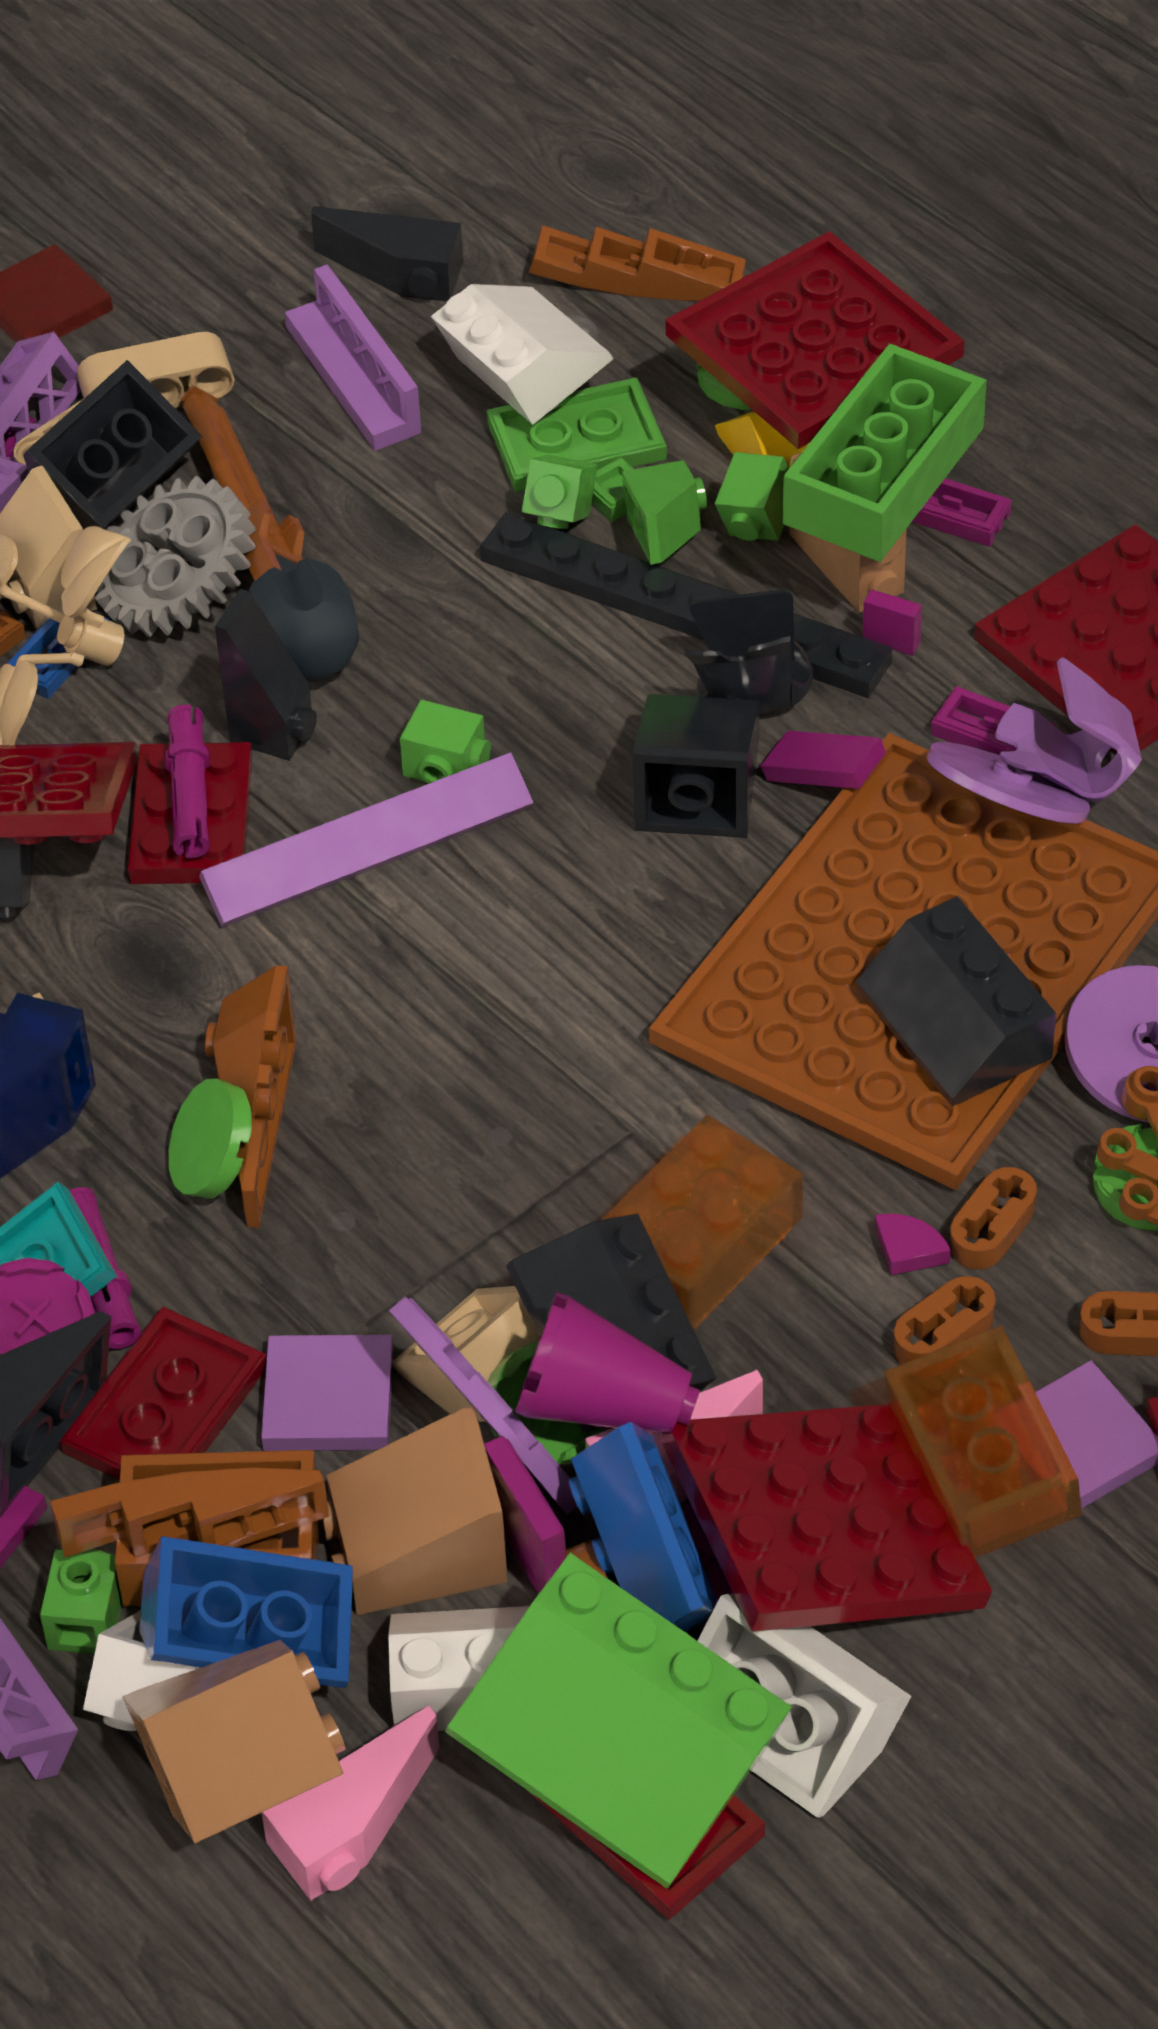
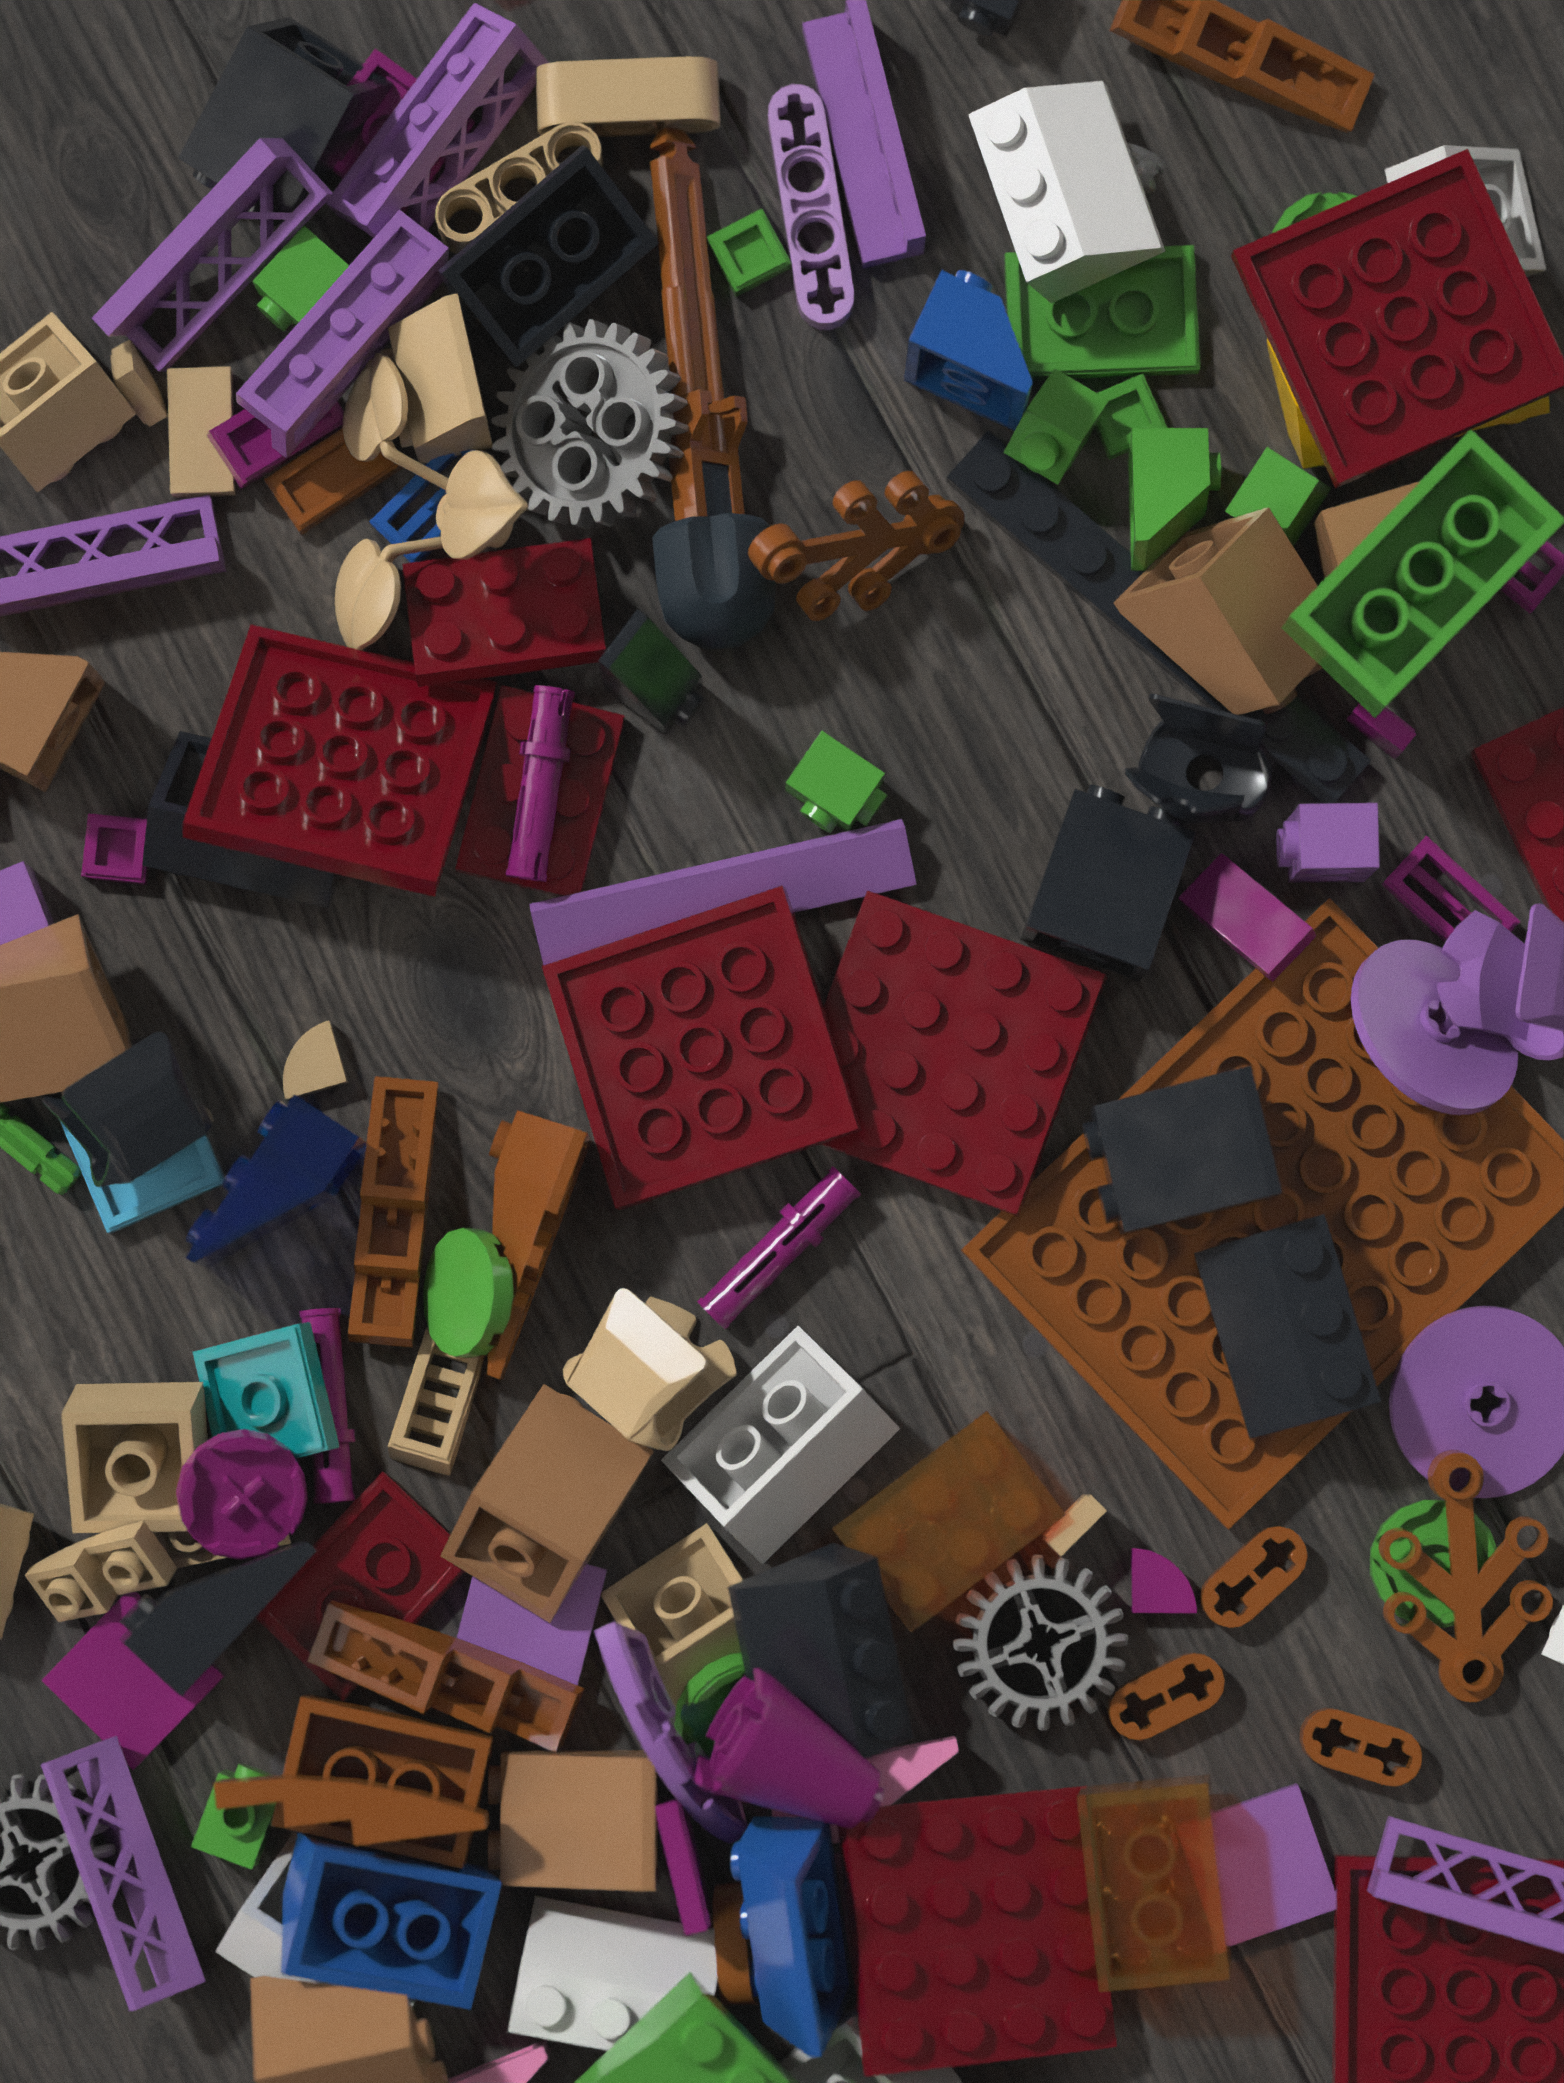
camera: 10 degrees right, 35 degrees up
(128, 1117) = (393, 1211): none -> dark orange slope
(129, 693) = (504, 612): none -> dark red plate
(201, 1256) = (418, 1453): none -> tan slope
(241, 1423) = (445, 1673): none -> dark orange slope
(279, 453) = (748, 252): none -> bright green tile
(318, 1283) = (545, 1503): none -> medium nougat slope
(322, 416) = (810, 207): none -> lavender beam
(377, 1160) = (646, 1369): none -> tan piece
(378, 932) = (701, 1048): none -> dark red plate
(473, 435) = (969, 350): none -> blue slope
(474, 573) = (928, 528): none -> dark orange plant
(499, 1050) = (834, 1193): none -> magenta pin
(530, 1194) = (780, 1444): none -> white slope
(590, 903) = (955, 1049): none -> dark red plate
(738, 546) = (1221, 610): none -> medium nougat slope
(808, 1317) = (1059, 1694): none -> light grey gear
(814, 1205) = (1074, 1524): none -> tan tile
(824, 890) = (1182, 1151): none -> black slope
(875, 682) = (1329, 843): none -> medium lavender brick

